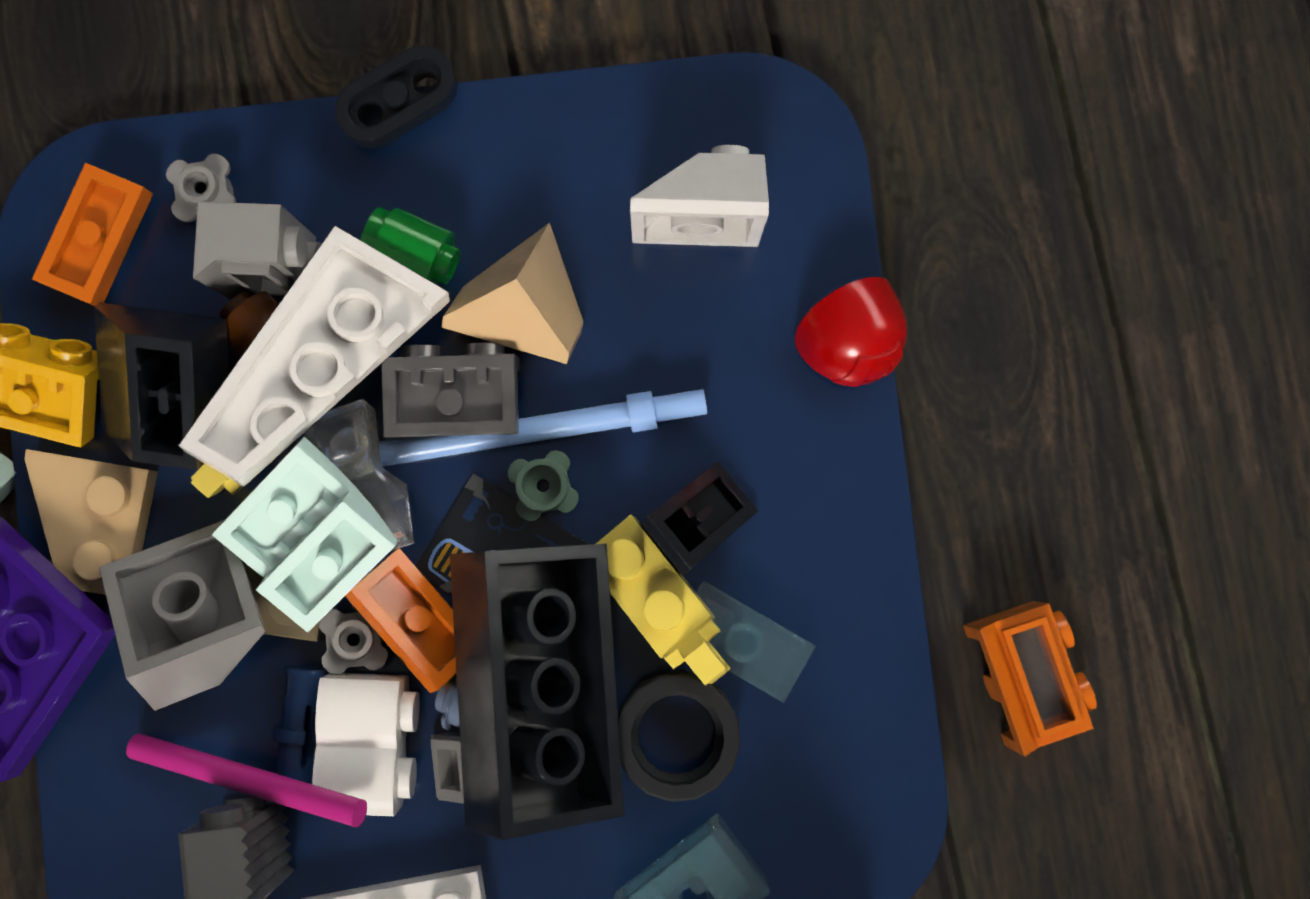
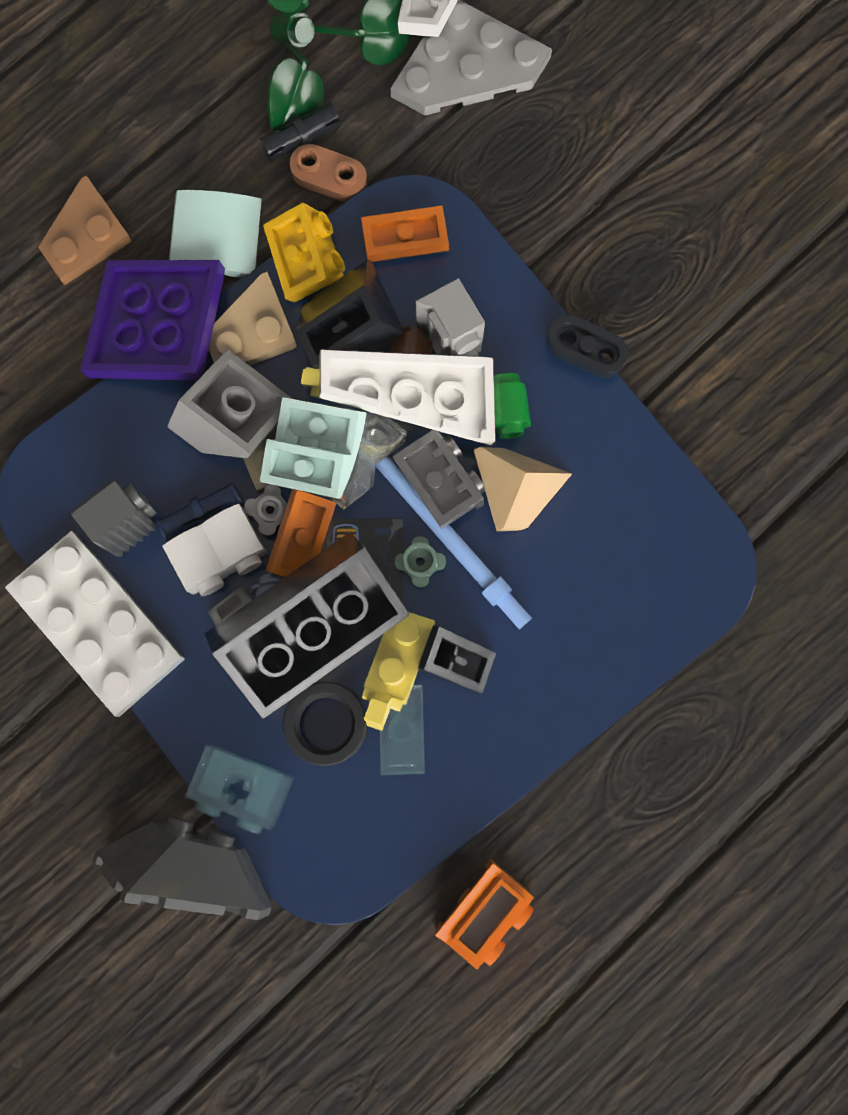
camera: 60 degrees right, 5 degrees down
(186, 177) = (468, 262): light grey plate -> none
(248, 780) = (159, 500): dark pink bar -> none
(705, 201) = (638, 551): white slope -> none
(854, 333) = (620, 686): red helmet -> none

